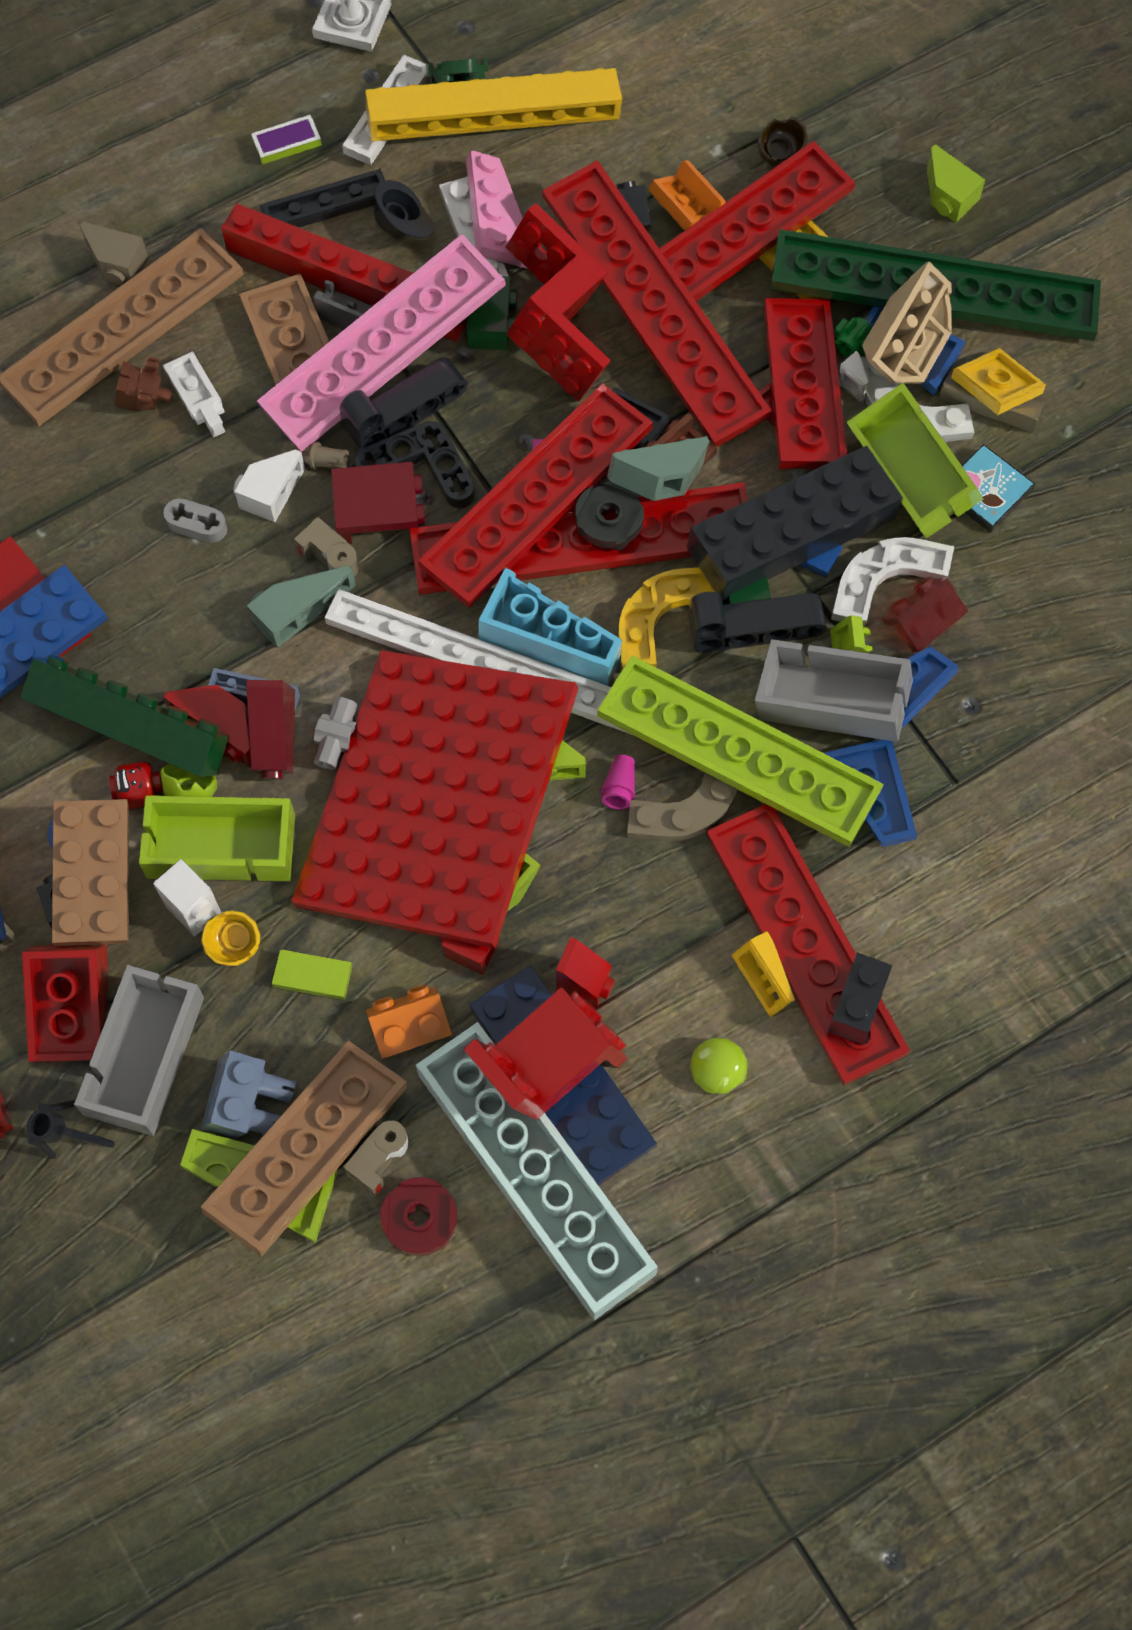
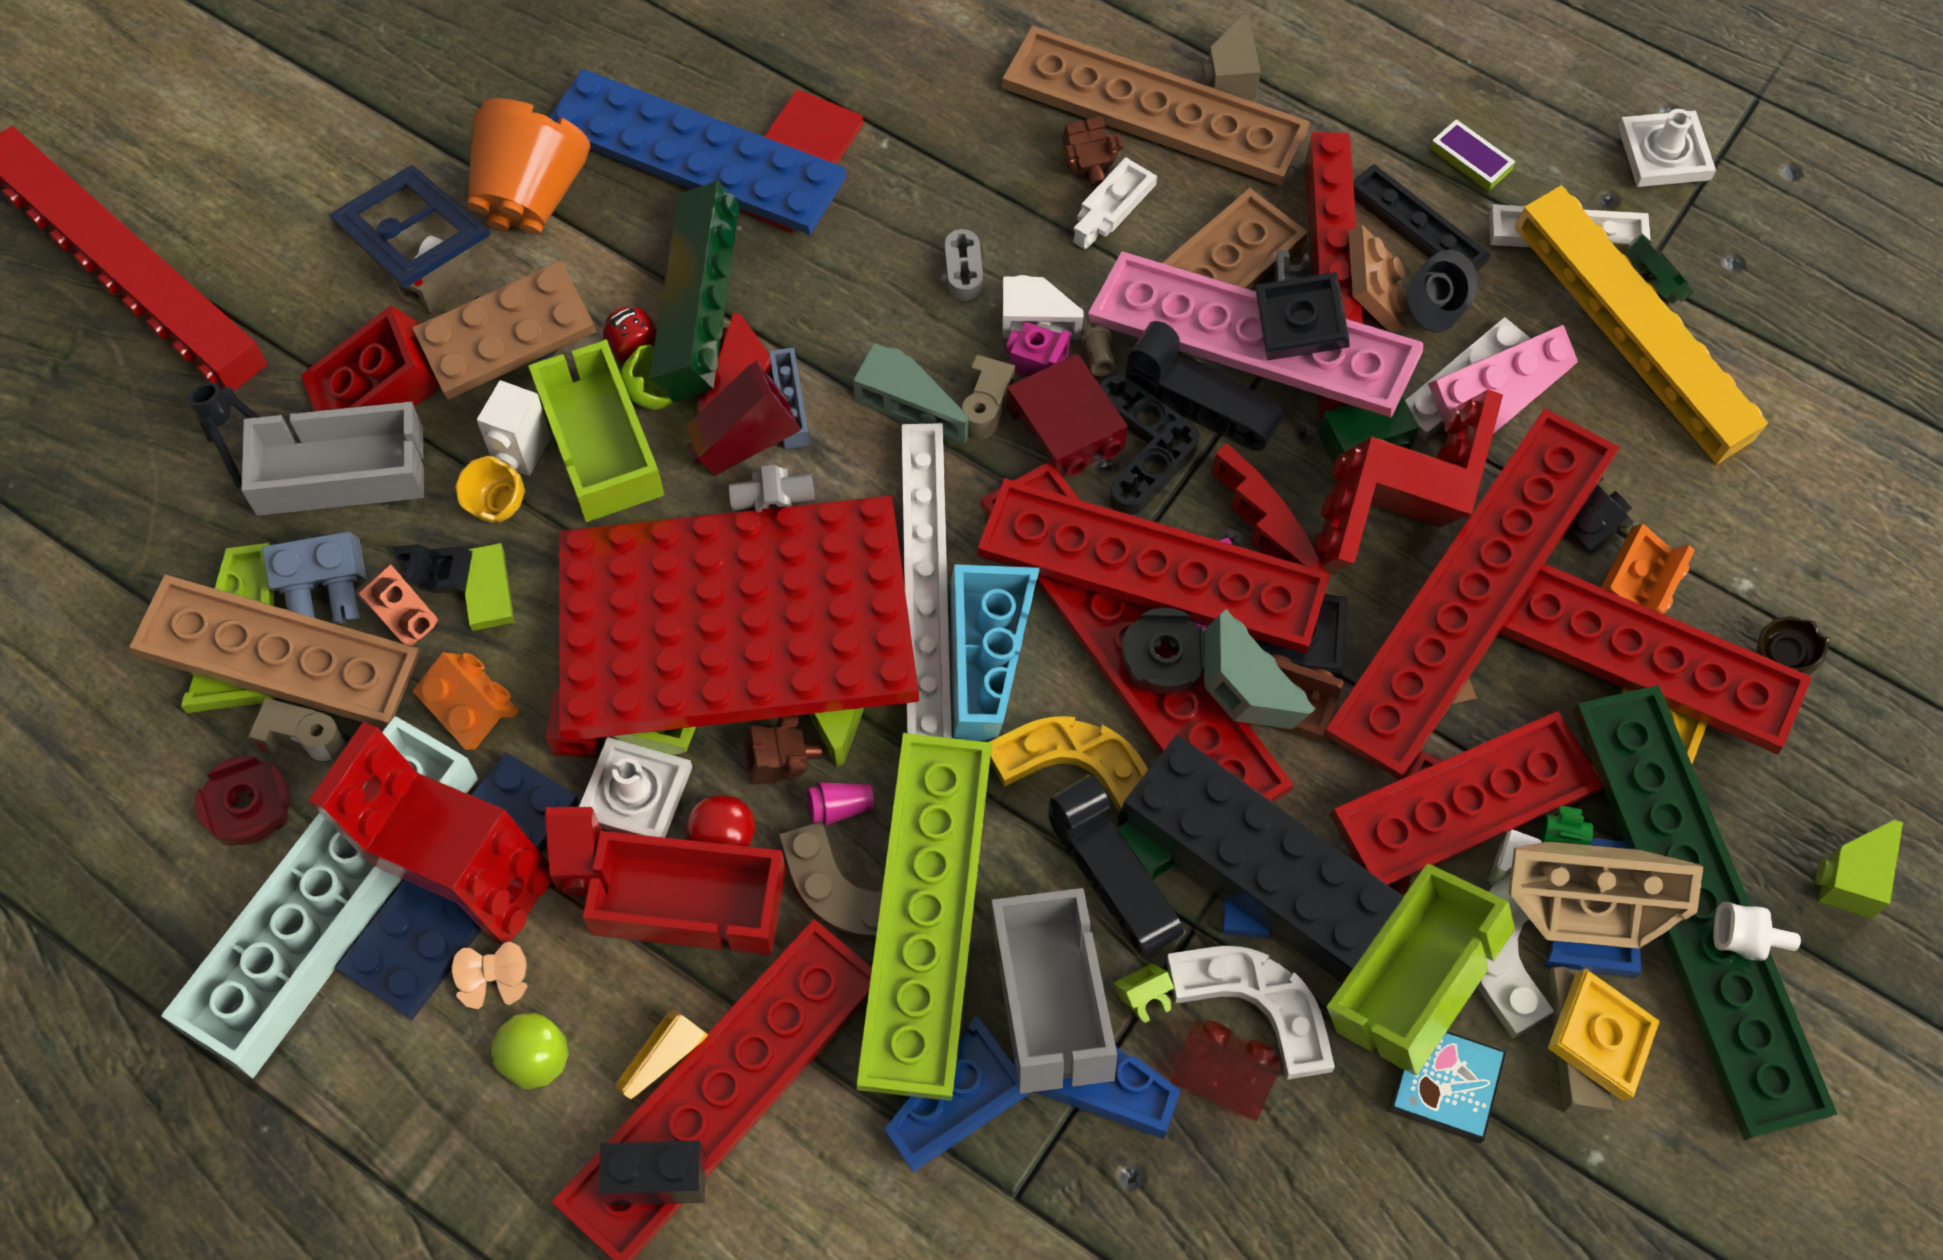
camera: 65 degrees right, 5 degrees down
(278, 1006) = (436, 569): none -> black slope
(307, 498) = (1036, 348): none -> dark pink brick
(308, 1041) = (397, 606): none -> hips
(366, 243) = (1377, 279): none -> medium nougat plate
(394, 301) = (1302, 316): none -> black tile
(514, 408) = (1258, 504): none -> red slope
(545, 920) = (636, 788): none -> white plate
(563, 808) = (778, 752): none -> copper piece
(602, 874) = (721, 821): none -> red hair
(647, 1061) = (473, 971): none -> light nougat piece
(652, 907) = (685, 892): none -> red piece
(971, 264) = (1750, 932): none -> white piece

